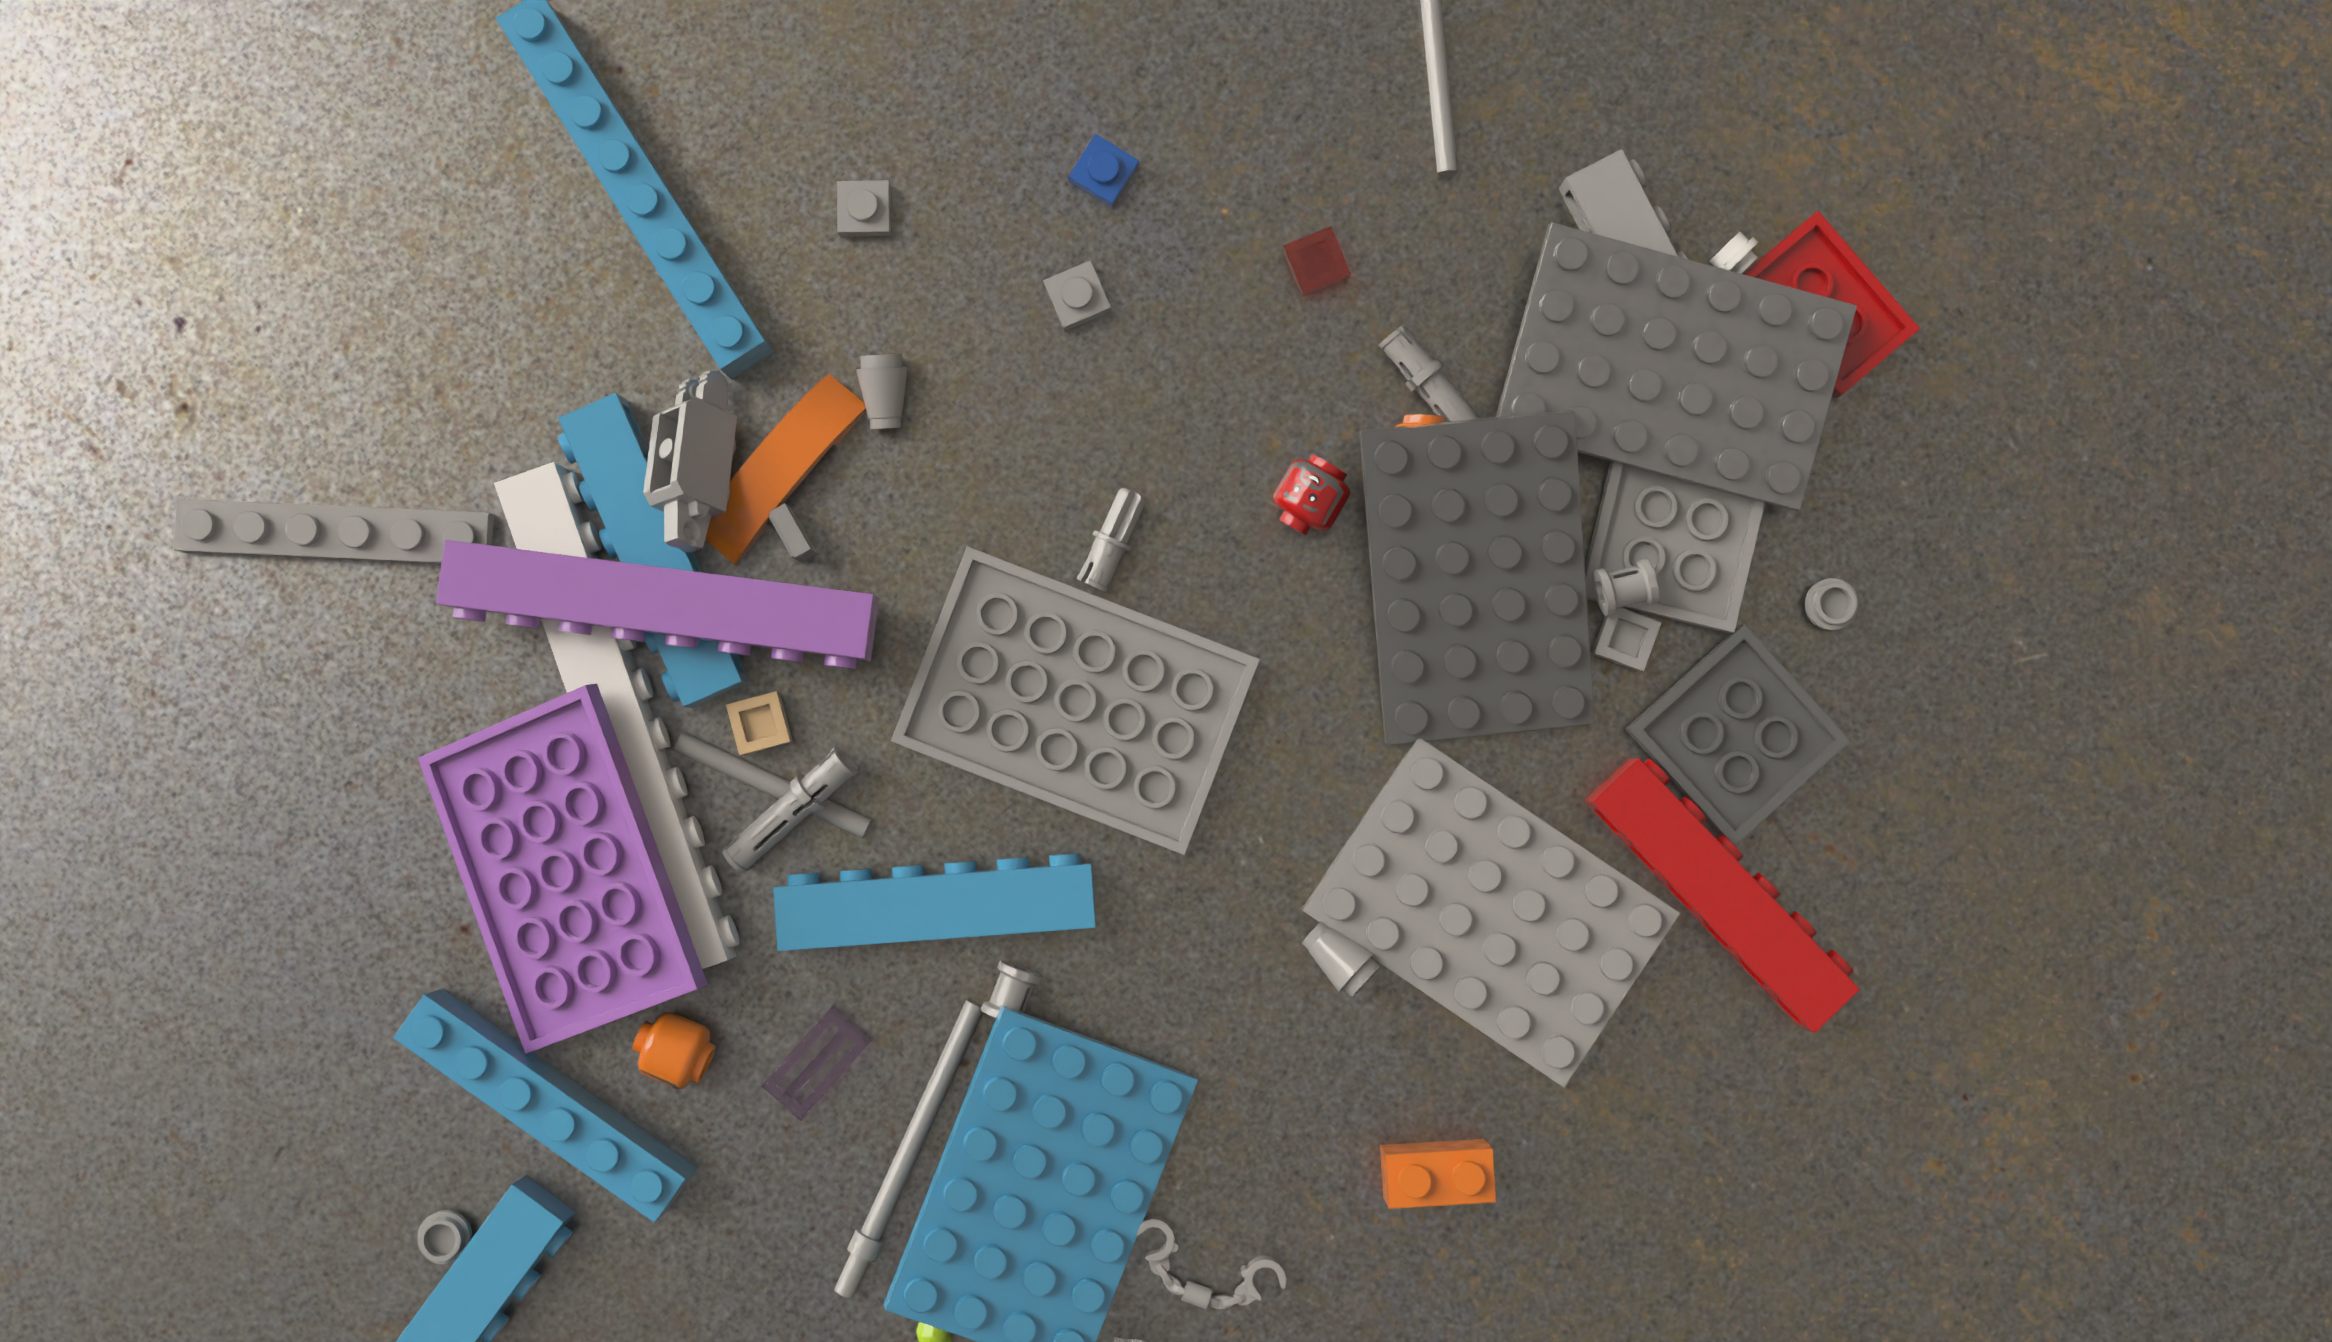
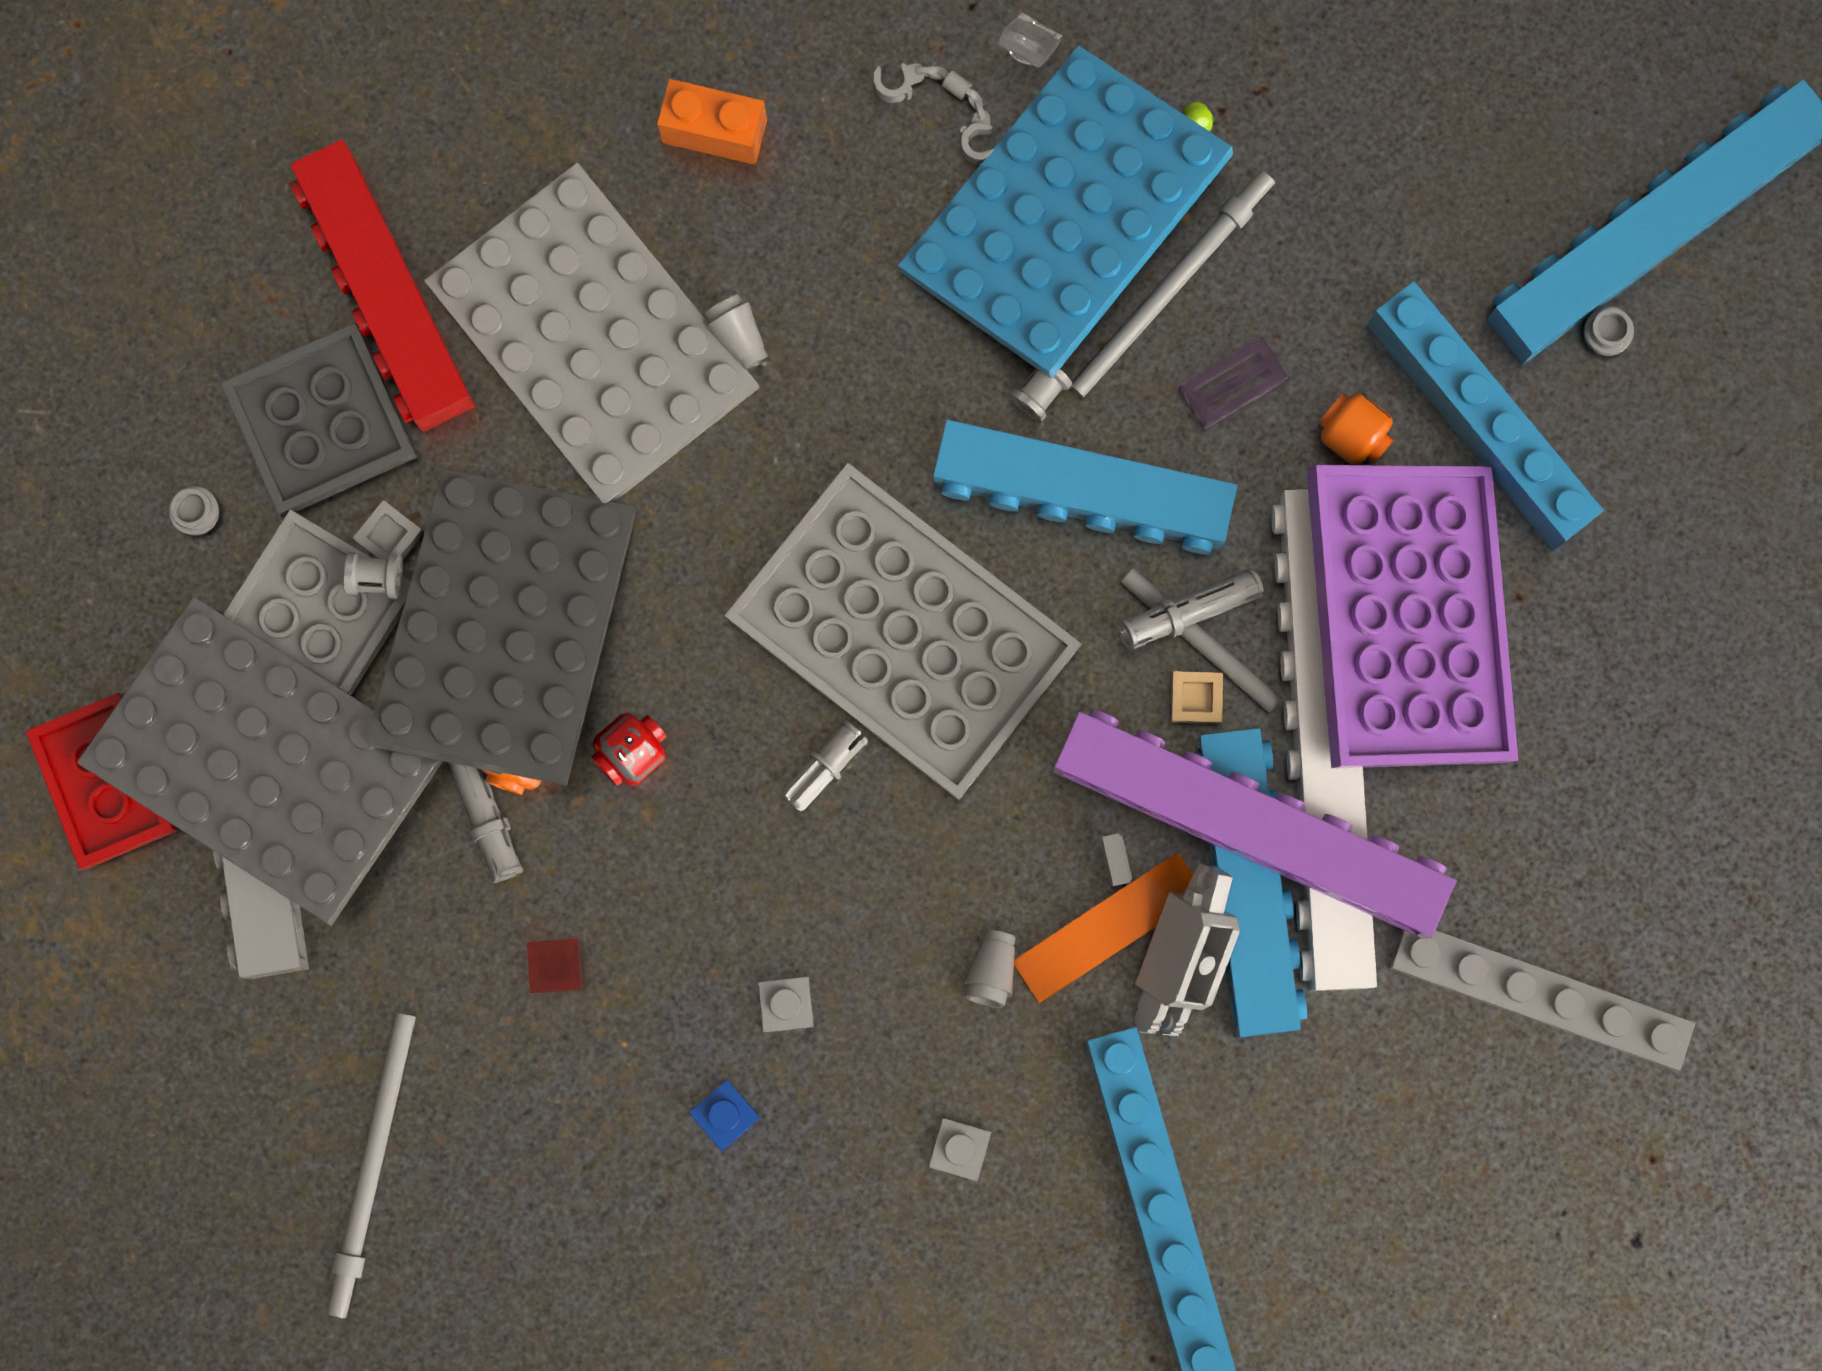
camera: 160 degrees left, 5 degrees down
(1736, 254) = (169, 850): white plate -> none

